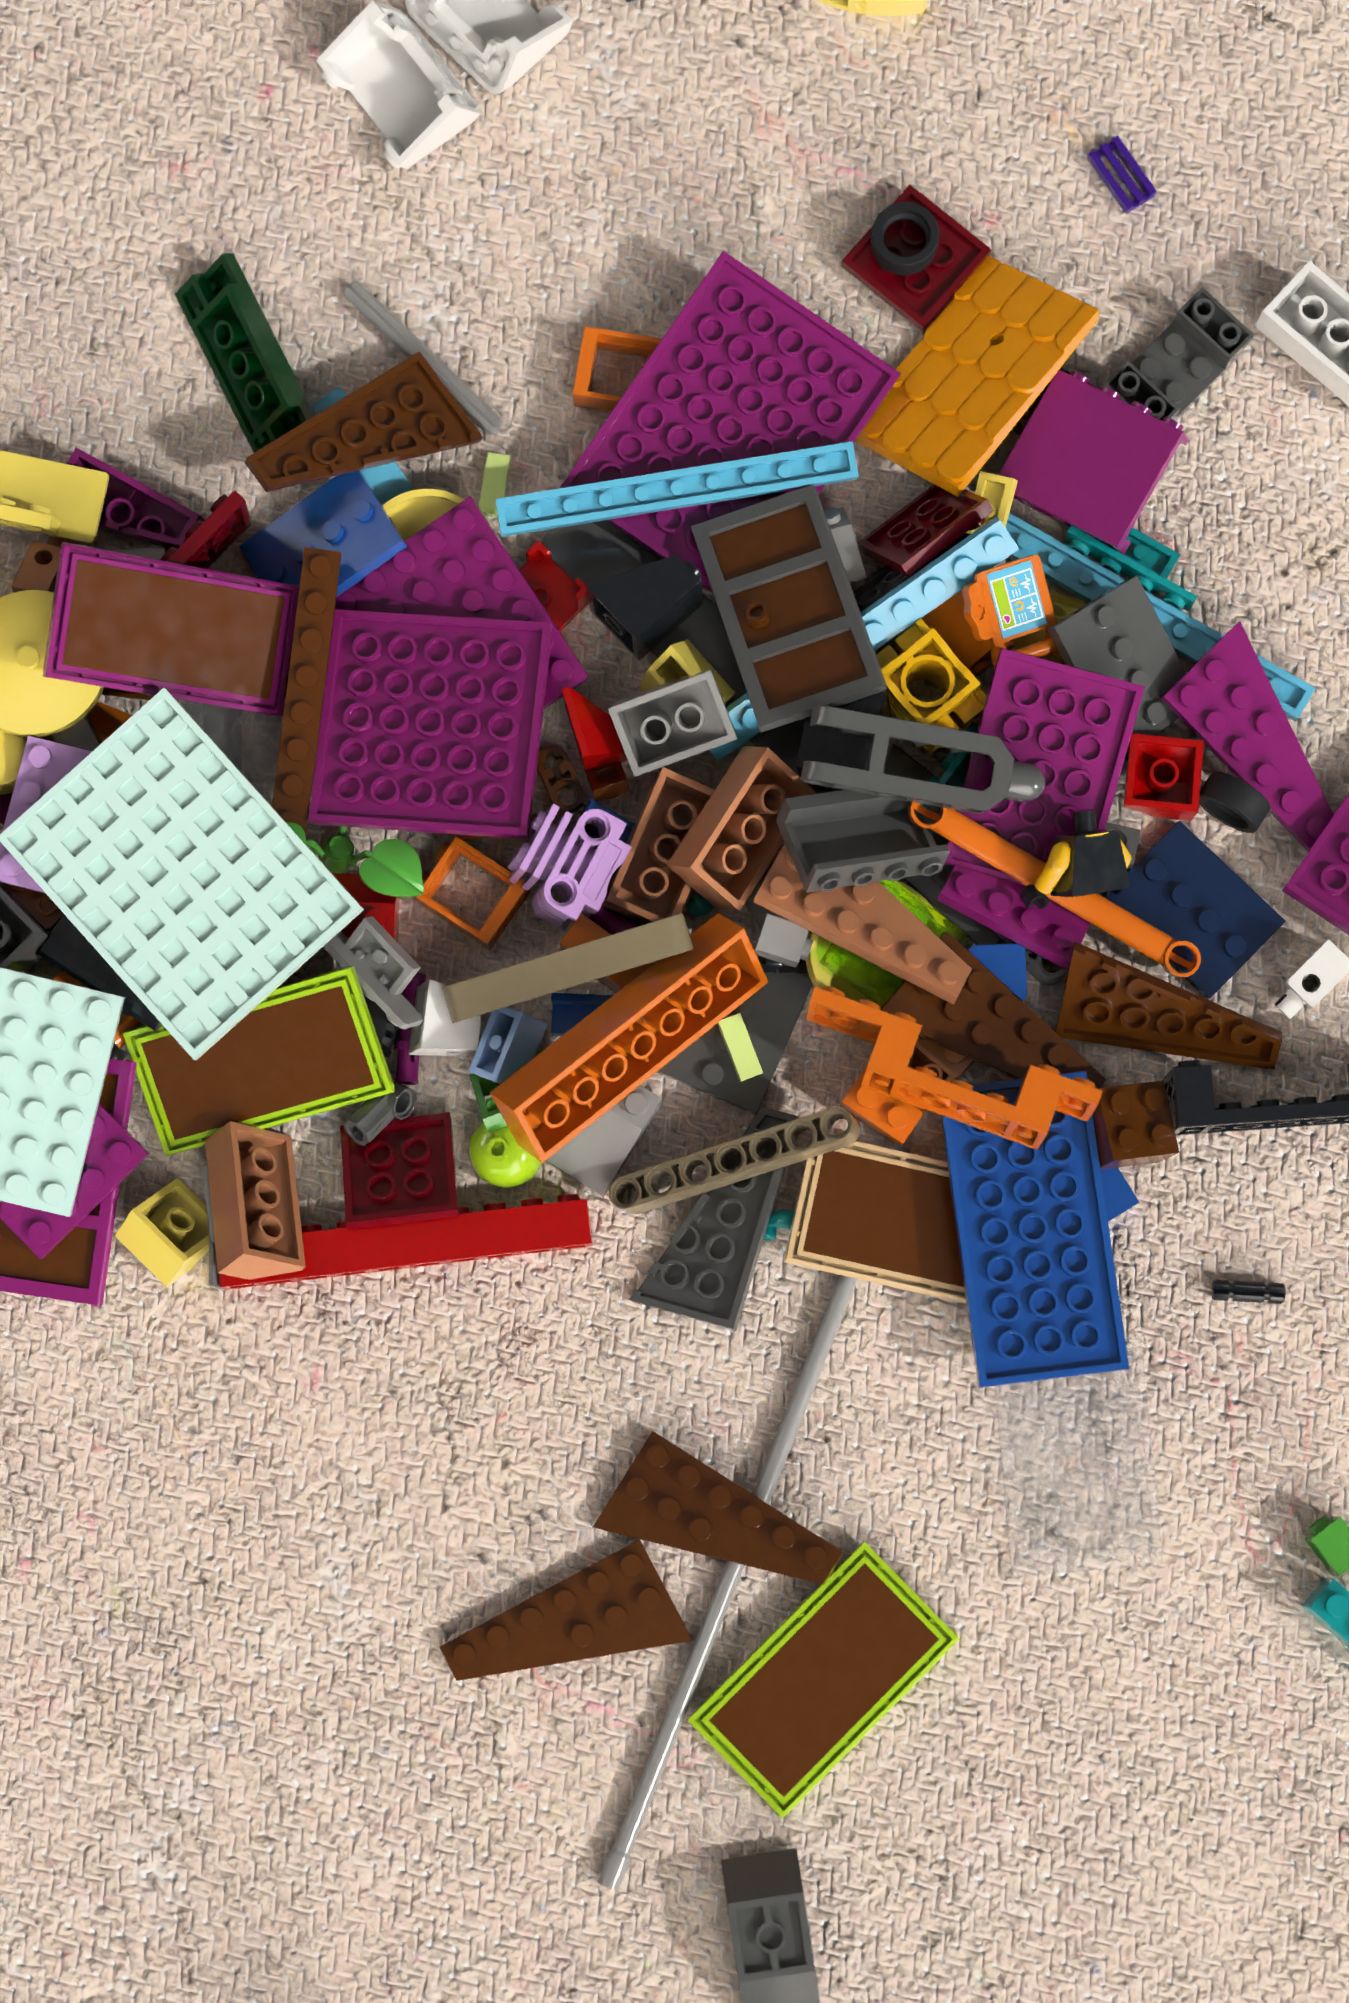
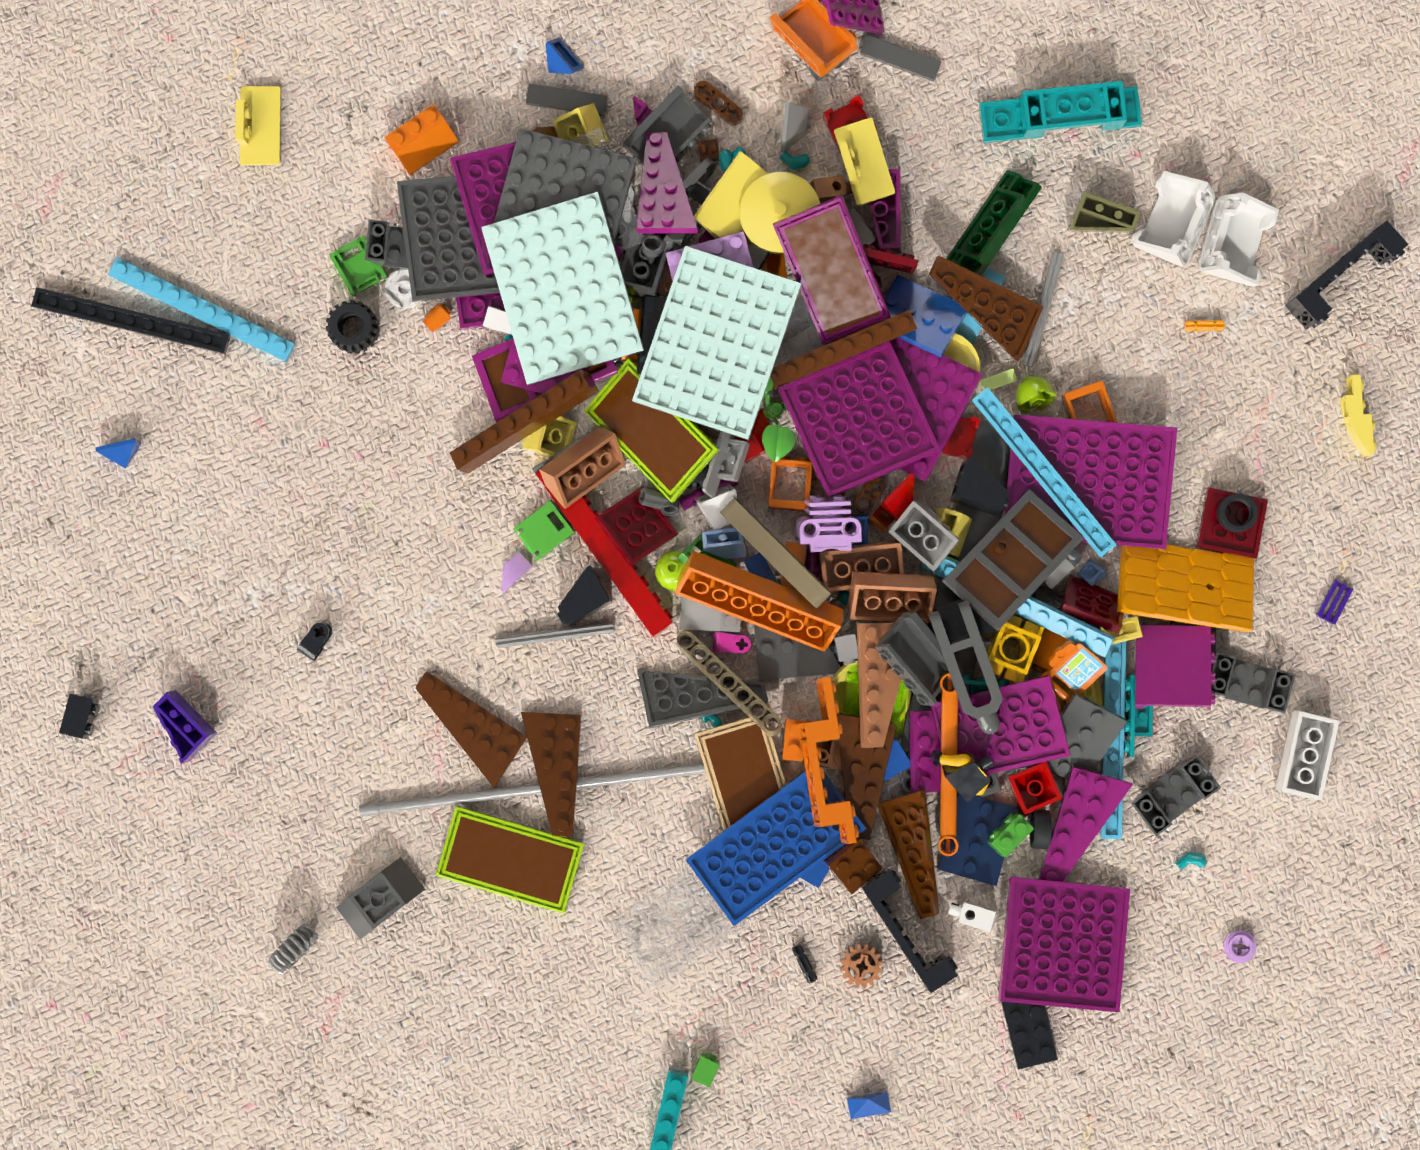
camera: 60 degrees right, 5 degrees up
(126, 159) = (1060, 108): none -> teal bracket
(127, 1256) = (524, 421): none -> reddish brown brick
(287, 1812) = (312, 643): none -> black piece
(321, 1332) = (541, 533): none -> bright green container
(330, 188) = (1102, 215): none -> olive wedge
(357, 1411) = (513, 570): none -> lavender slope
(468, 1319) = (583, 599): none -> black slope
(499, 1402) = (553, 635): none -> light grey axle
(545, 439) = (1034, 393): none -> lime cylinder
(588, 133) = (1204, 325): none -> light orange axle
(667, 1130) = (728, 643): none -> dark pink piece
(739, 1047) = (786, 655): yellowish green piece -> none
(875, 507) = (1092, 573): none -> medium blue slope
(1216, 853) = (1009, 834): none -> bright green brick
(1288, 567) = (1174, 794): none -> dark grey slope
(1312, 1213) = (848, 962): none -> nougat gear

